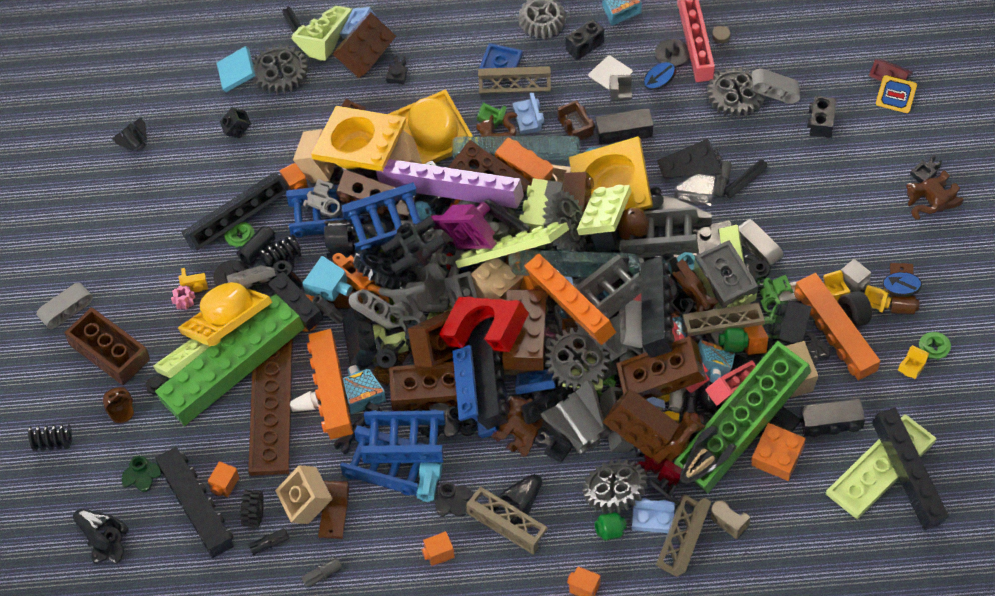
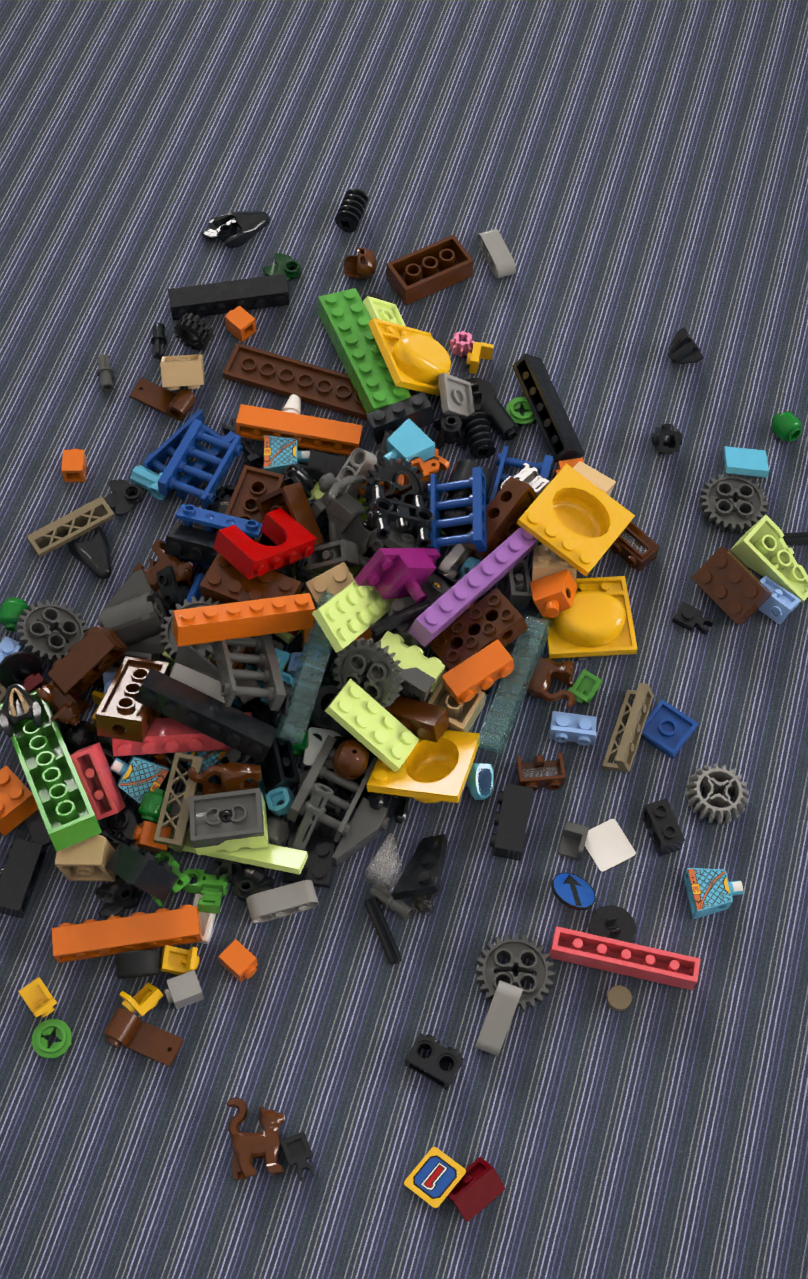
camera: 105 degrees right, 5 degrees up
(189, 52) = (786, 426): none -> green head
(429, 142) = (554, 593): none -> orange torso
(688, 226) = (314, 808): none -> dark grey pin
(816, 252) = (238, 961): none -> orange brick
(902, 284) = (141, 1032): blue piece -> none

